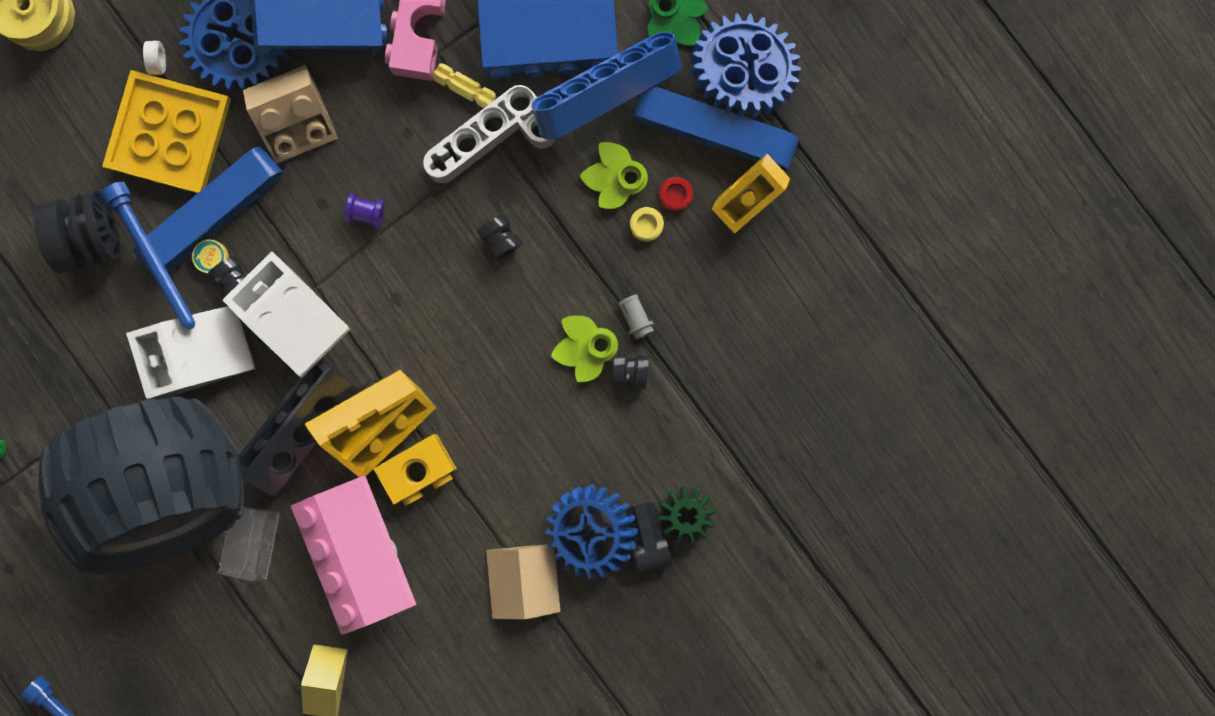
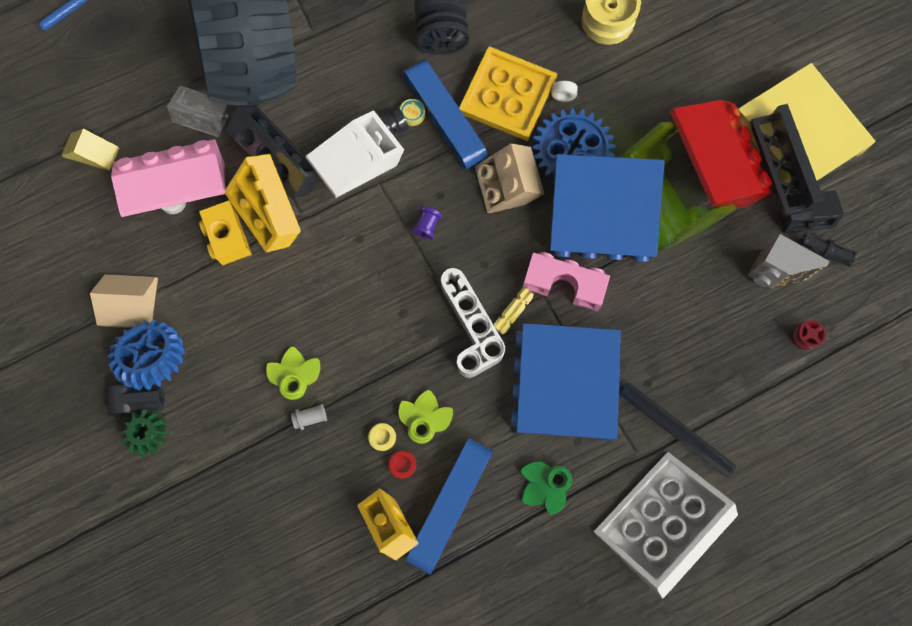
camera: 105 degrees right, 10 degrees down
(118, 199) = (460, 51): blue piece -> none
(183, 360) = (341, 85): white slope -> none
(499, 237) = (389, 319): black wheel -> none
(606, 85) = (493, 418): blue beam -> none
(630, 371) = (266, 405): black wheel -> none
(774, 62) = (496, 563): blue gear -> none

